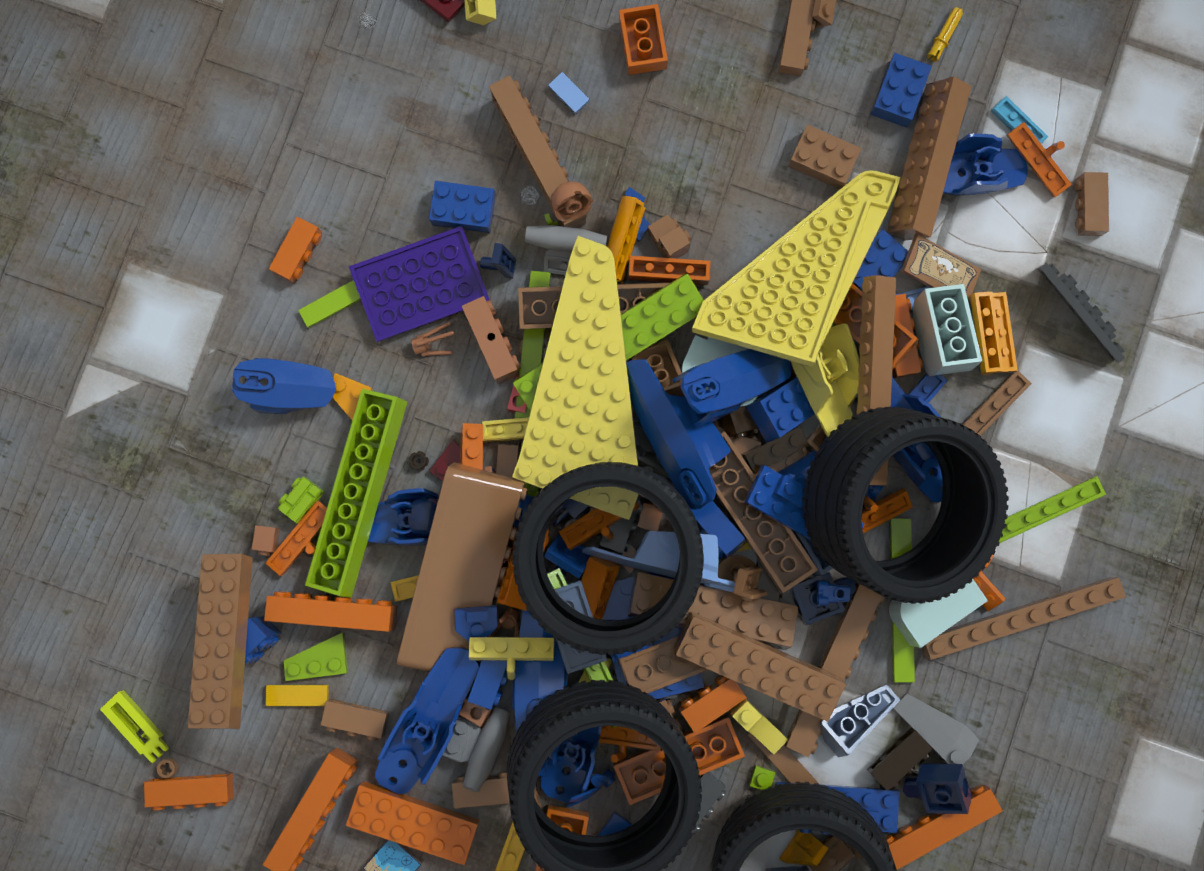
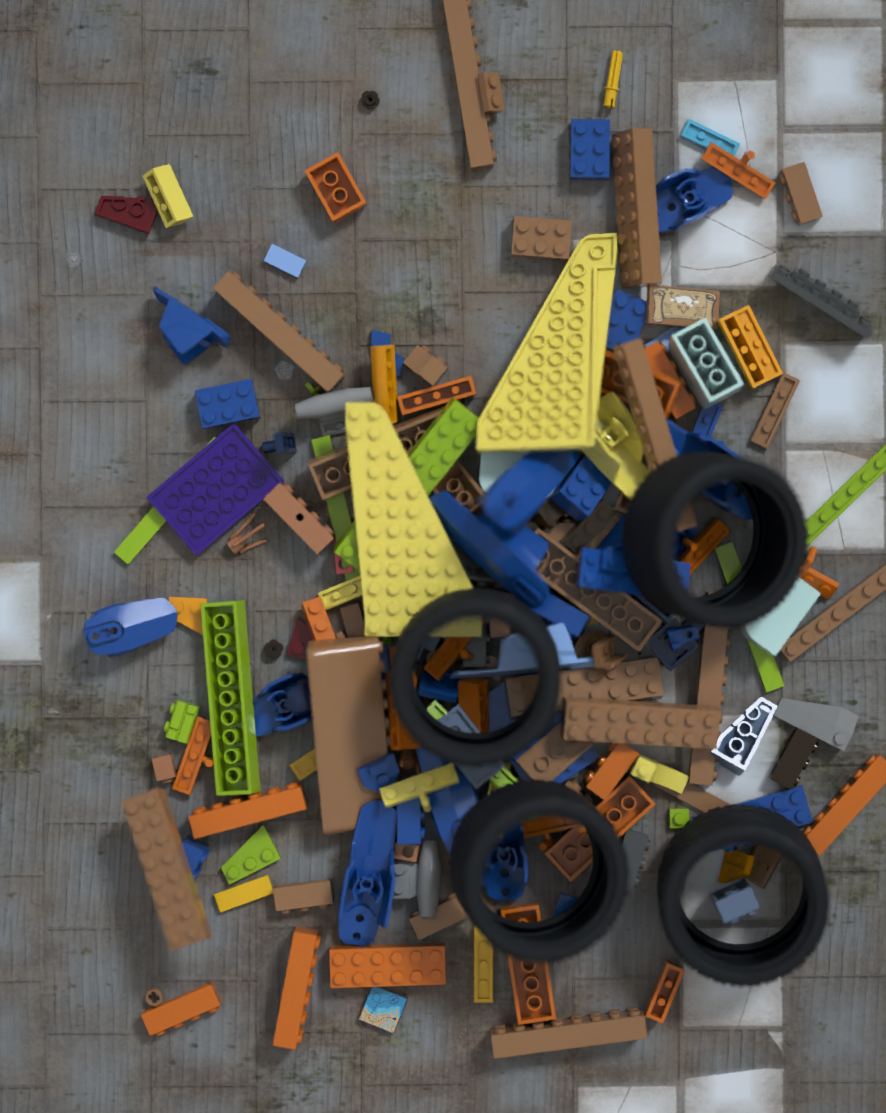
camera: 20 degrees left, 5 degrees up
(129, 720) = (106, 967): neon yellow hinge -> none
(296, 250) = (91, 498): orange brick -> none
(449, 122) = (186, 330): none -> blue piece
(571, 200) = (326, 369): nougat cylinder -> none
(598, 781) = (535, 870): blue plant -> none
(941, 787) = (836, 770): dark blue brick -> none

